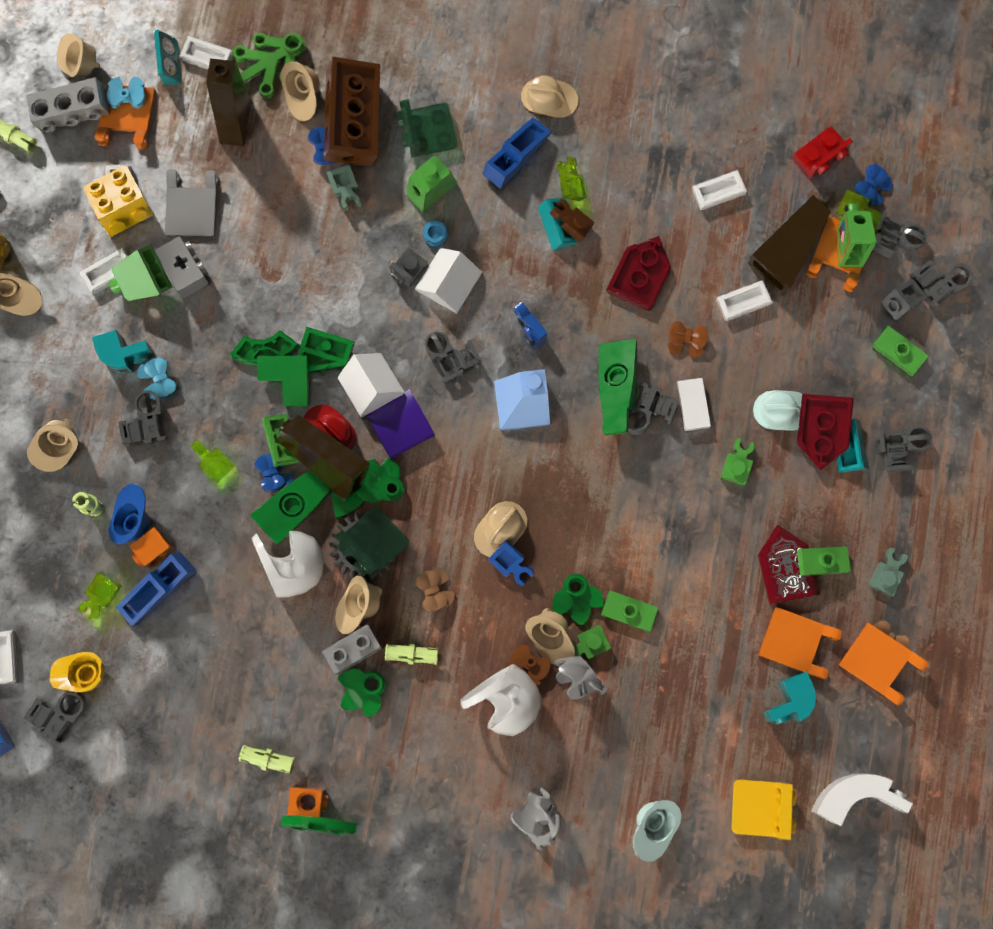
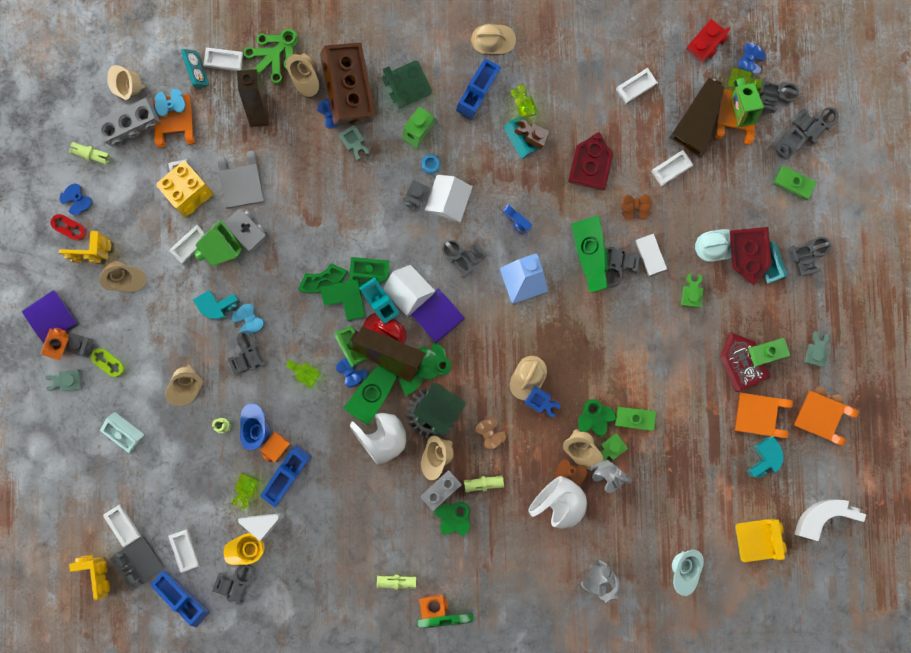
camera: 15 degrees left, 5 degrees up
(107, 646) = (260, 525): none -> white slope
(328, 388) = (379, 300): none -> teal brick

